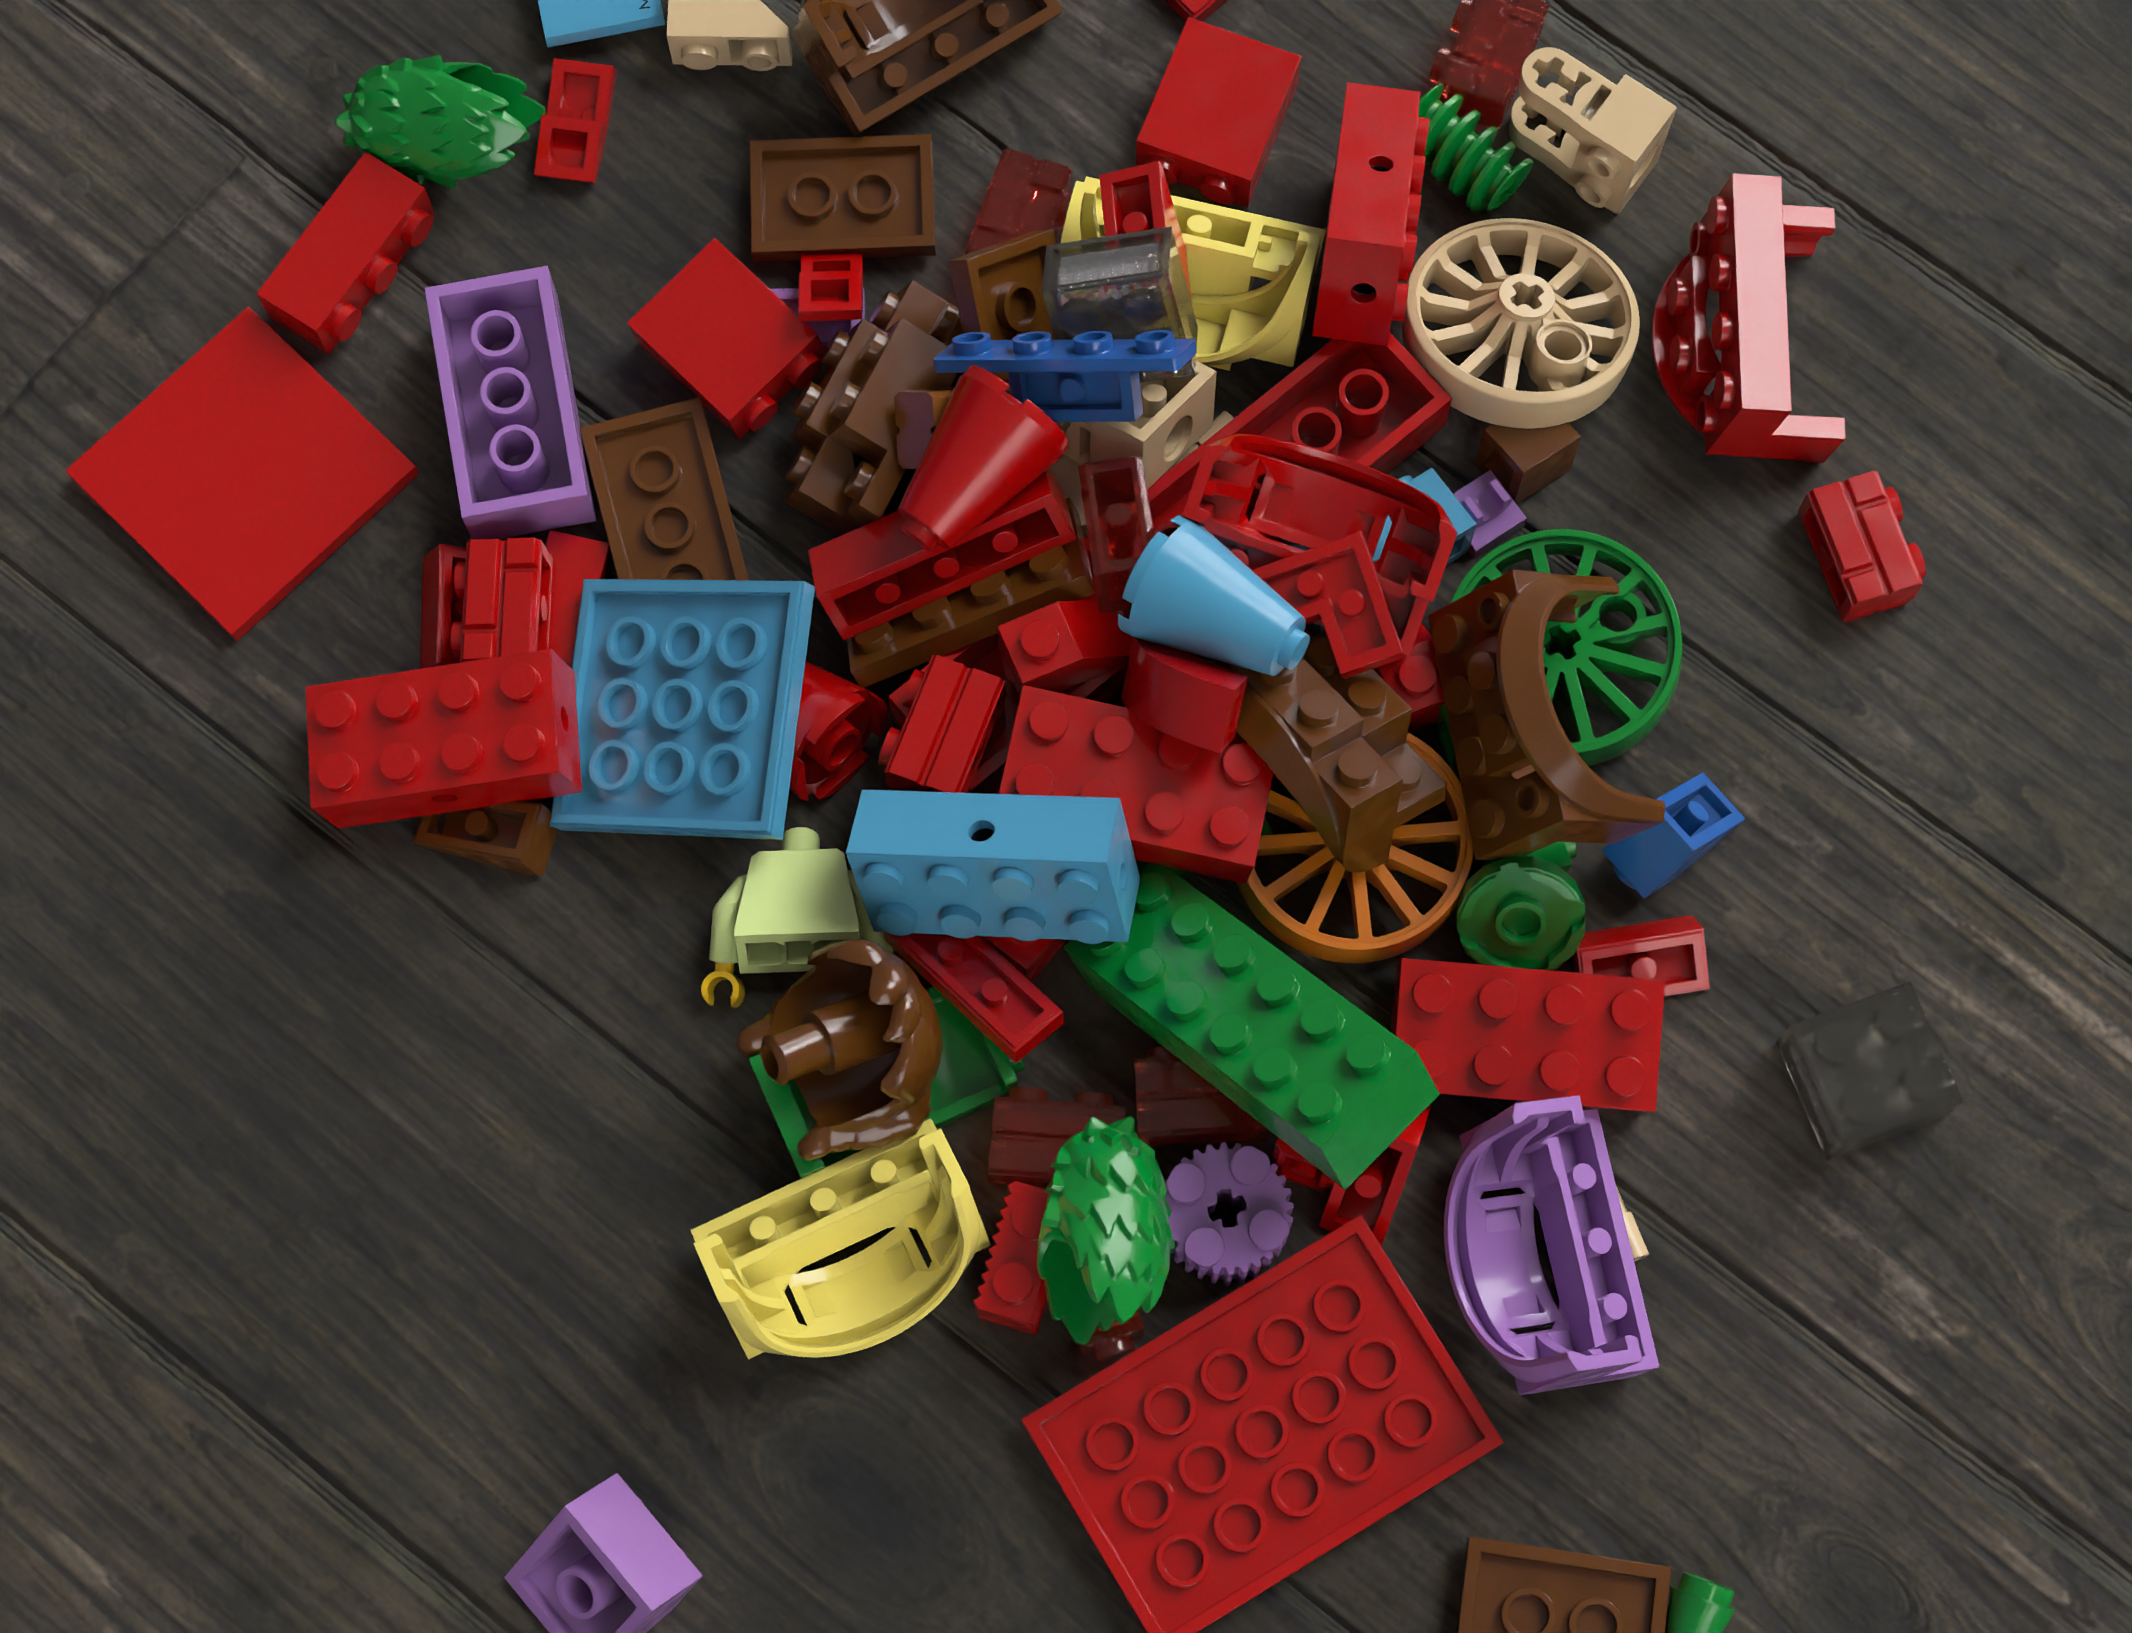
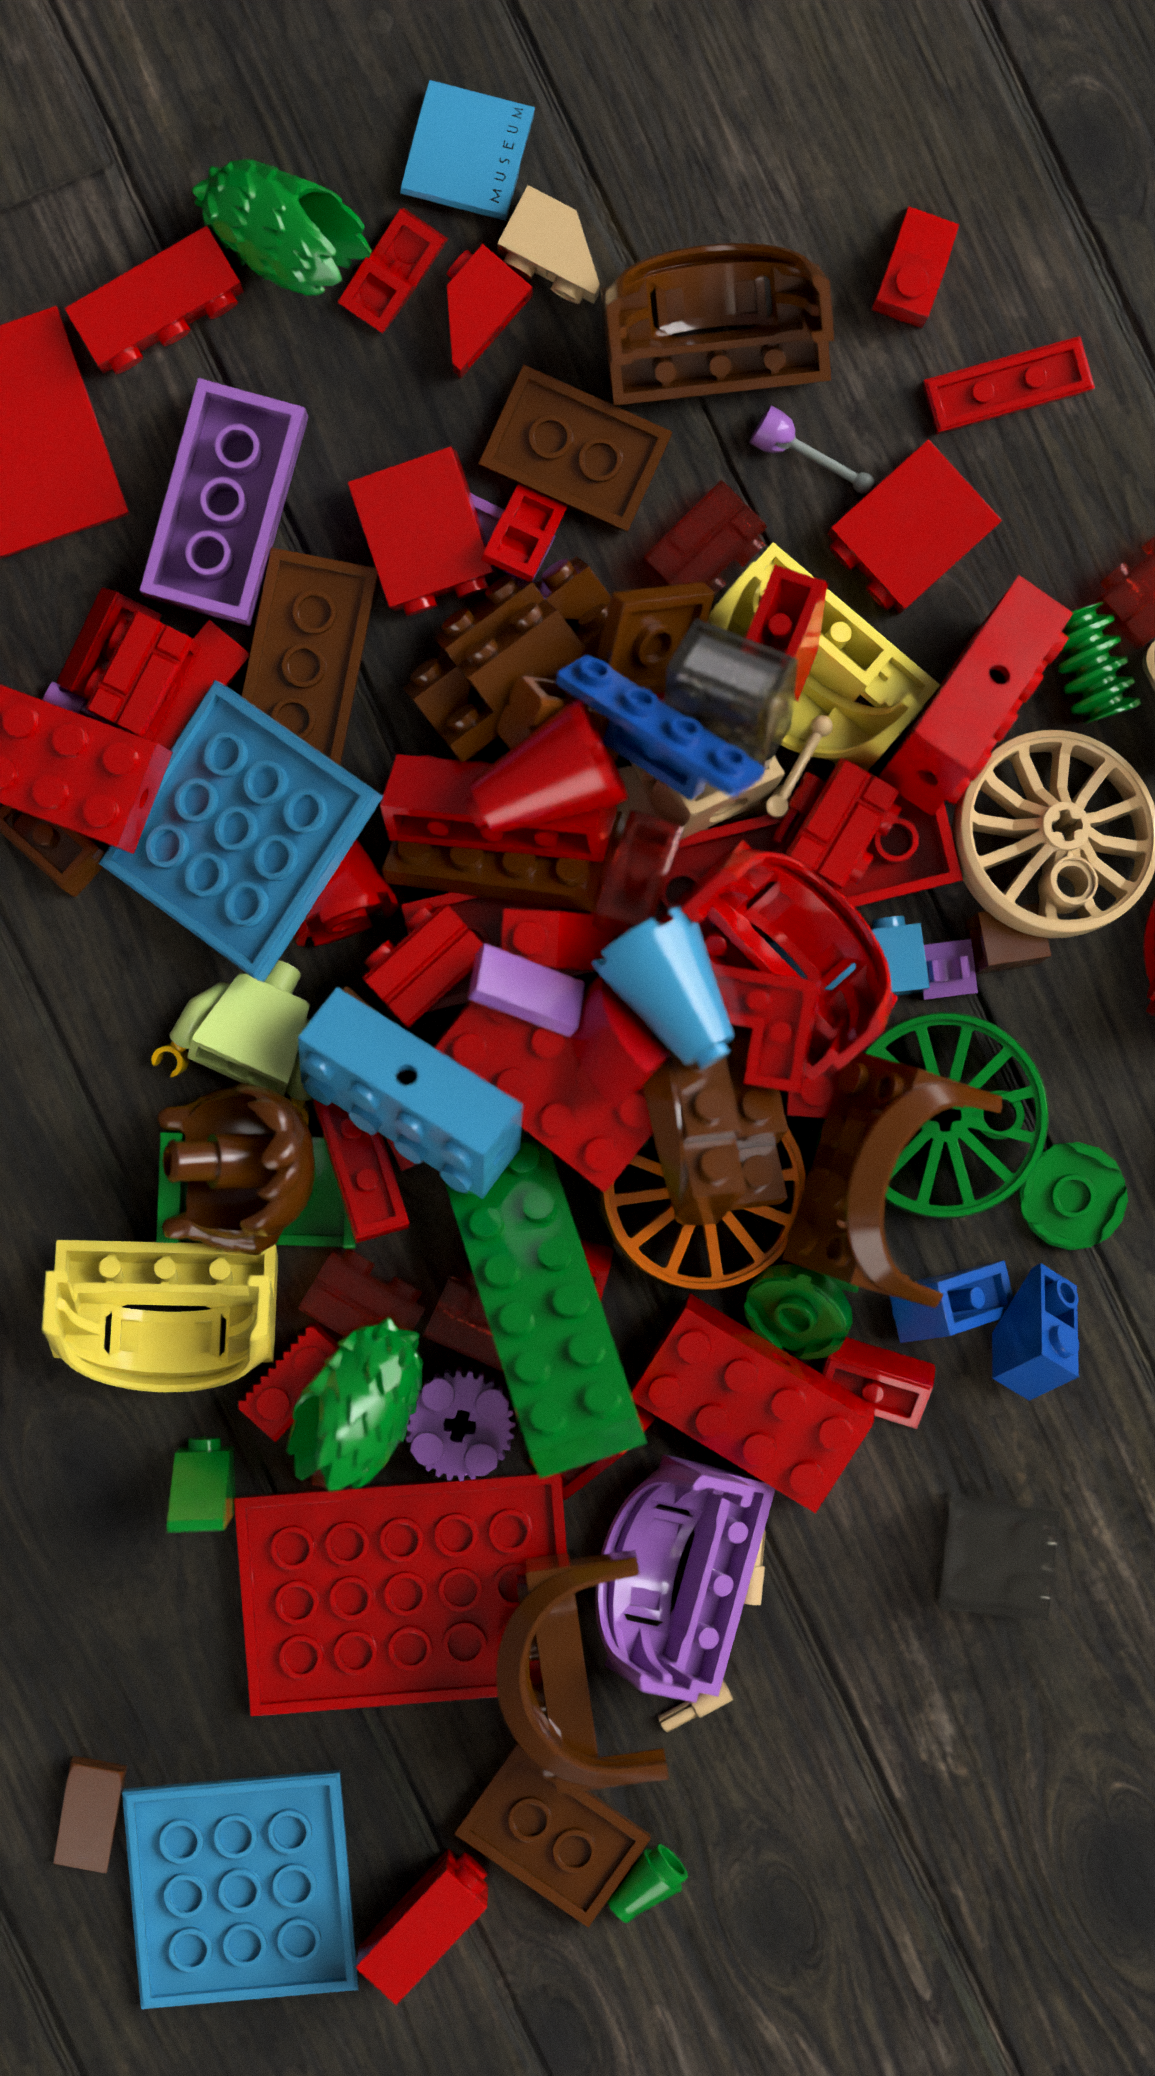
camera: 25 degrees right, 15 degrees up
(680, 106) = (481, 304): none -> red slope
(981, 1414) = (202, 1486): none -> green slope
(1036, 92) = (777, 433): none -> hinge
(1064, 690) = (526, 990): none -> medium lavender tile
(1226, 411) = (778, 805): none -> tan hinge
(1249, 397) = (800, 803): none -> red pin
(1303, 384) = (844, 823): none -> red brick
(1464, 1422) = (549, 1631): none -> reddish brown piece
(1641, 1398) = (688, 1710): none -> tan pin
(1737, 674) = (1074, 1196): none -> green tile
(1782, 821) = (1038, 1335): none -> blue slope

